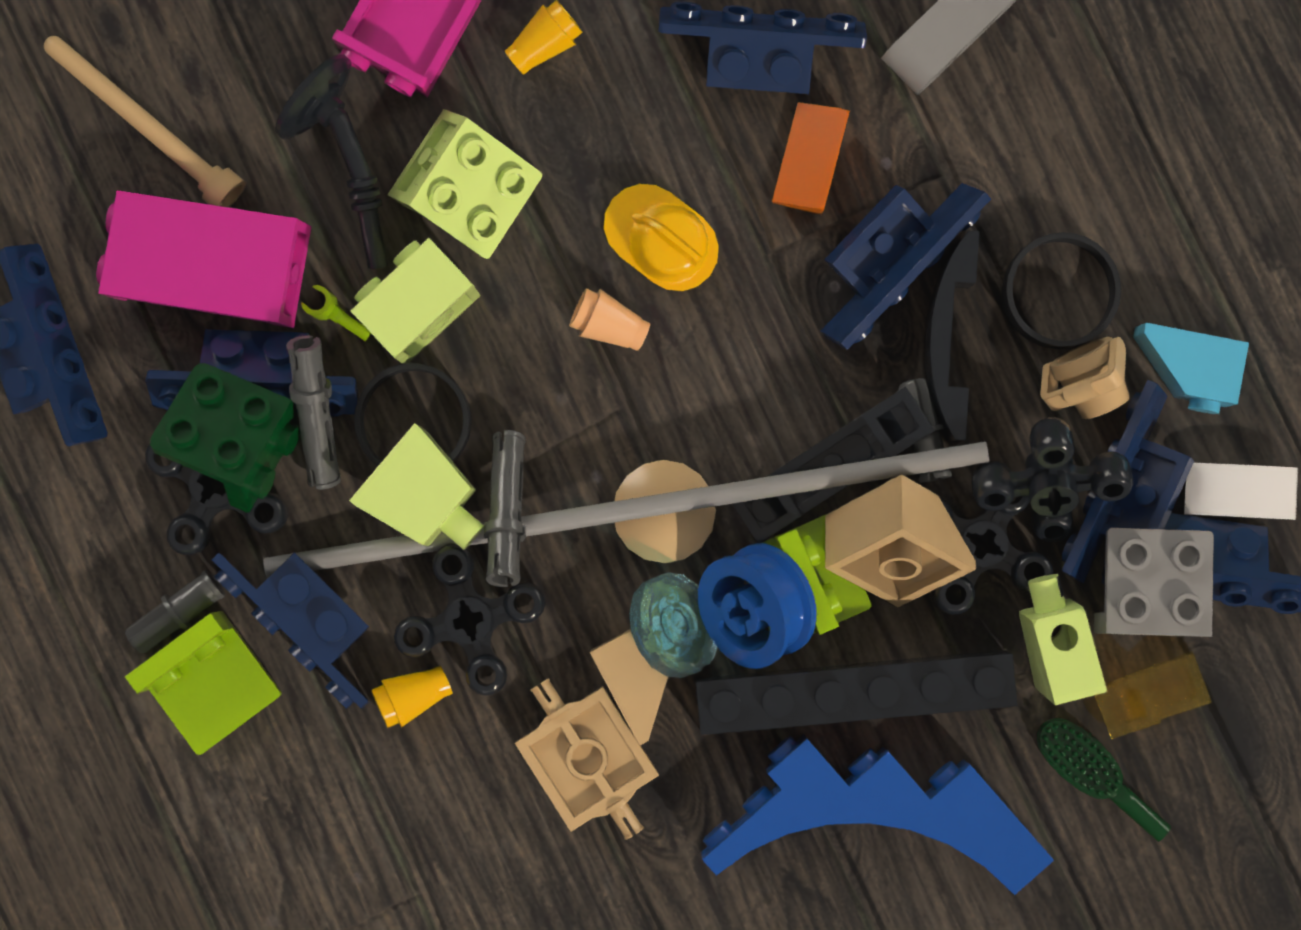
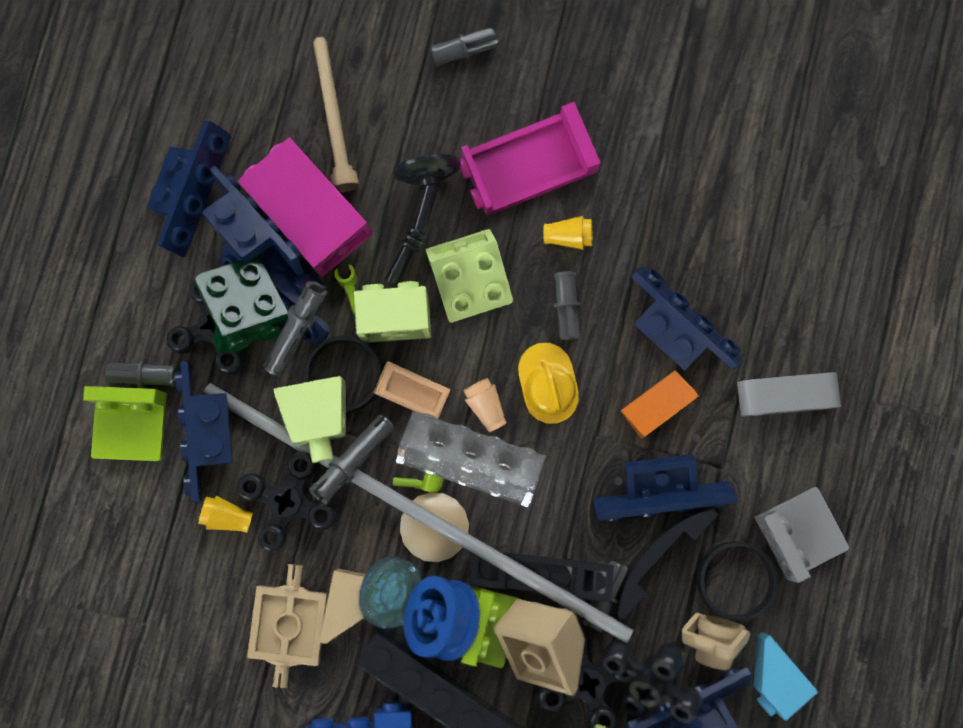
camera: 40 degrees right, 5 degrees down
(152, 341) = (243, 228): none -> dark blue bracket
(509, 375) = (411, 390): none -> light nougat tile
(610, 127) = (567, 305): none -> dark grey axle
(618, 465) = (430, 483): none -> lime hand
(628, 419) = (477, 473): none -> clear brick
(1093, 176) = (802, 534): none -> light grey bracket

